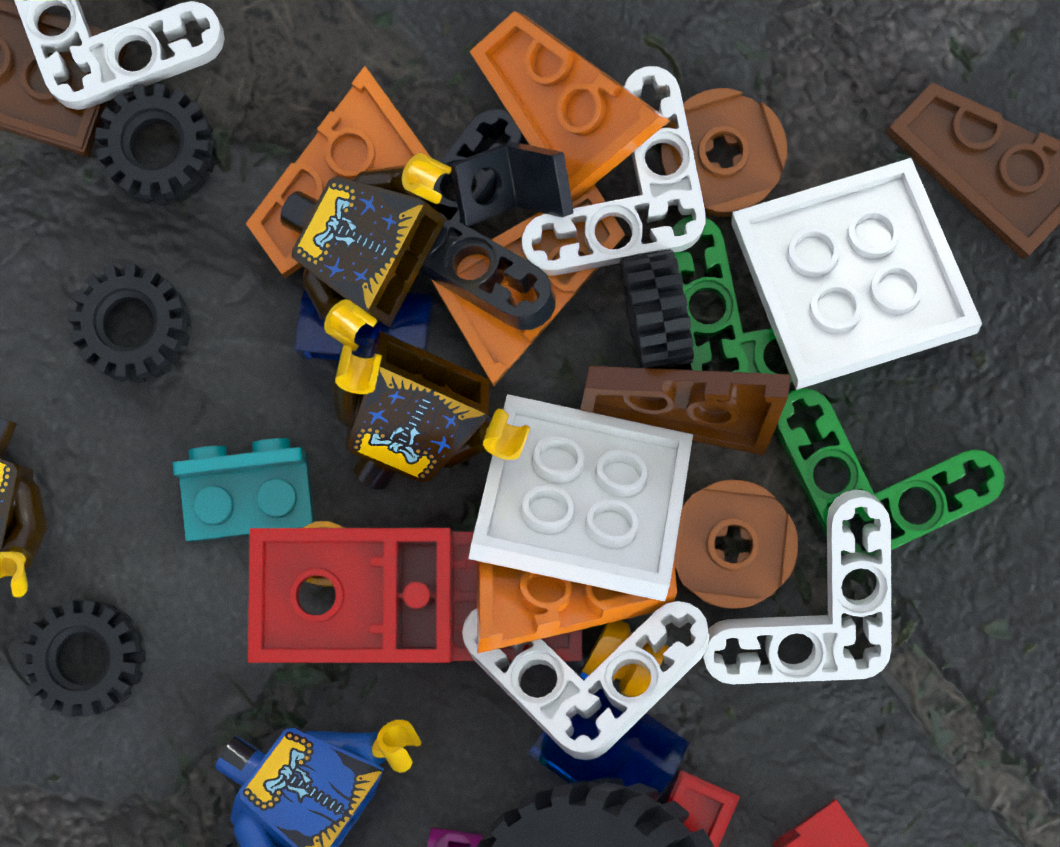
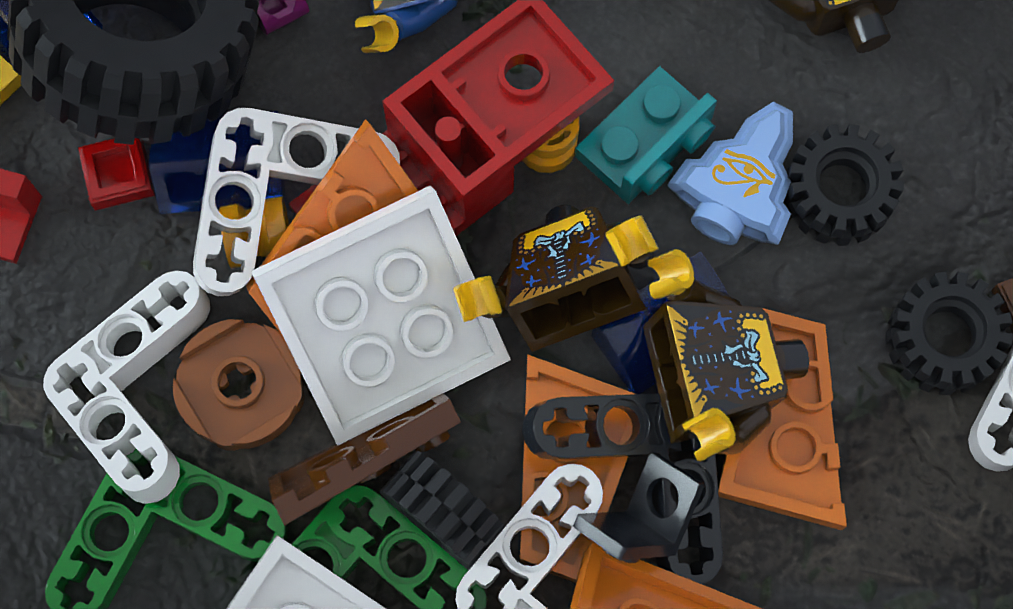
camera: 140 degrees right, 10 degrees down
(204, 390) = (741, 181): none -> light blue rock

